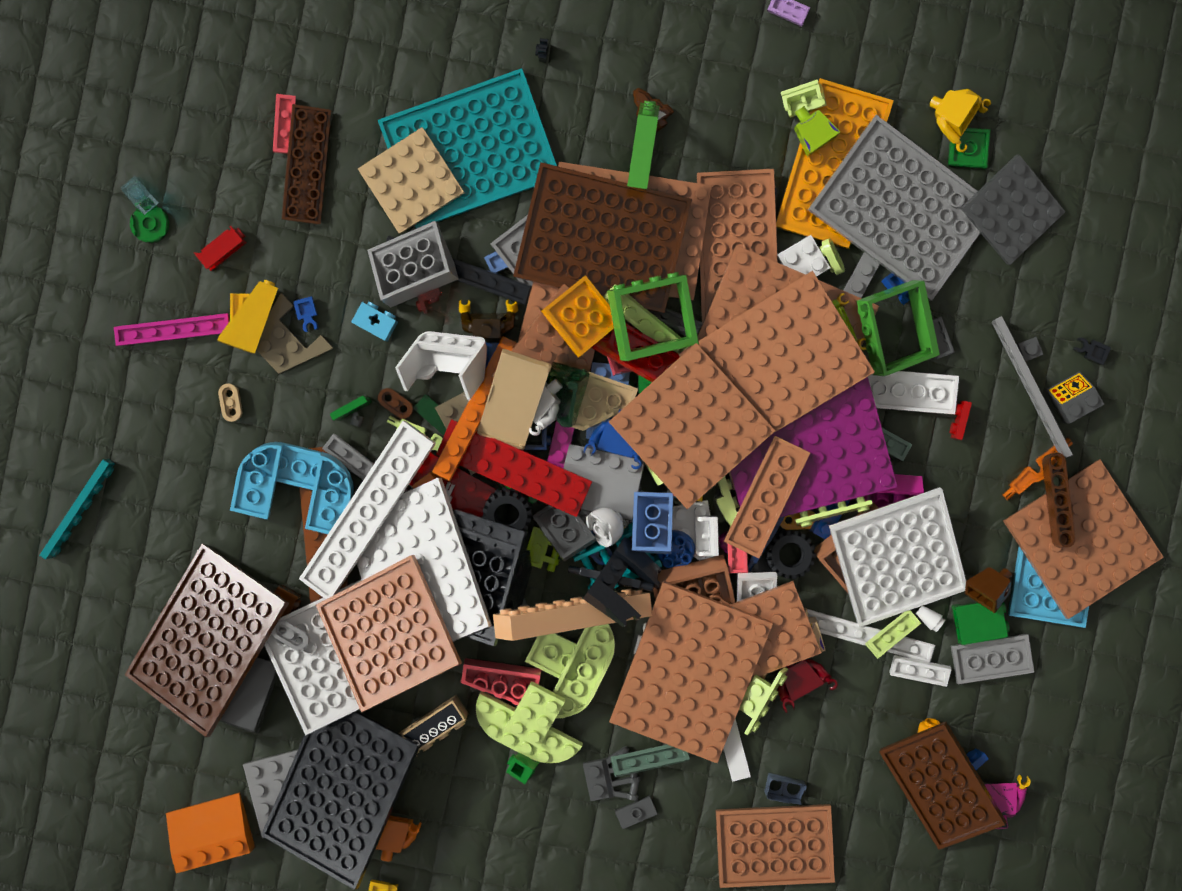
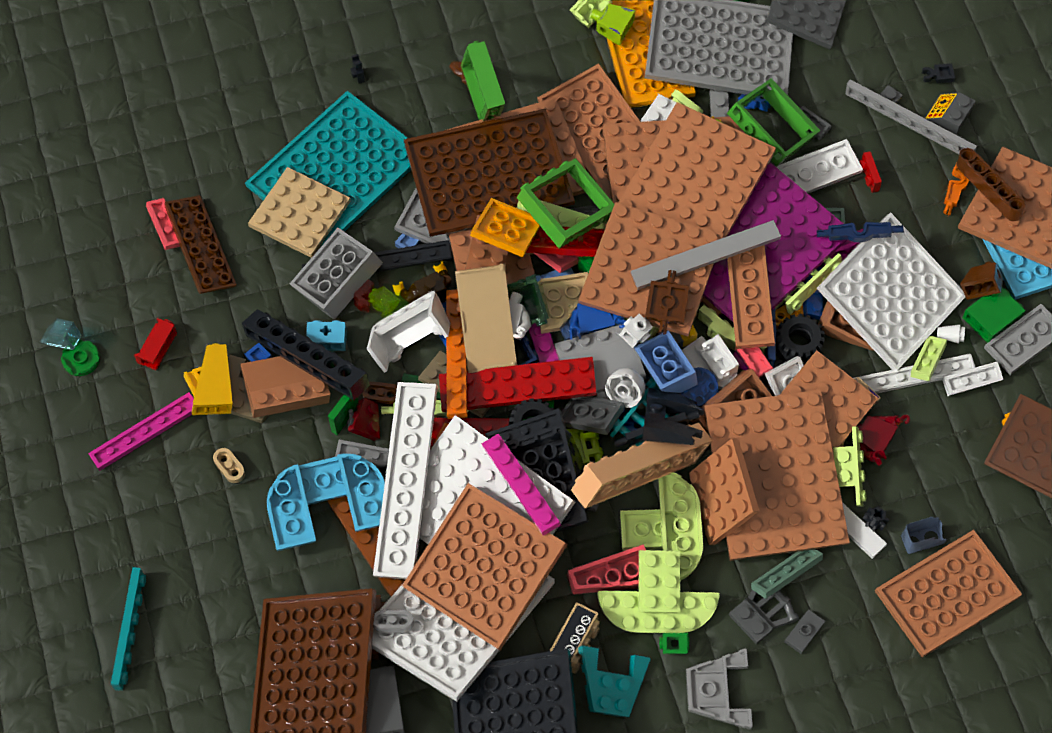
camera: 25 degrees left, 25 degrees down
(314, 350) = (280, 387): none -> nougat slope
(315, 279) = (306, 354): none -> black brick
(368, 425) = (366, 420): none -> dark red wing
(441, 316) = (383, 301): none -> clear neon green brick
(446, 782) = (608, 691): none -> teal wing
(452, 585) = (521, 484): none -> dark pink plate
(528, 818) = (709, 690): none -> light grey wing
(633, 669) = (724, 491): none -> nougat plate
(643, 481) = (636, 330): none -> white brick
(682, 474) = (667, 302): none -> reddish brown plate
(745, 446) = (706, 254): none -> light grey tile
(756, 755) = (875, 518): none -> black gear
(892, 489) = (870, 231): none -> dark blue piece

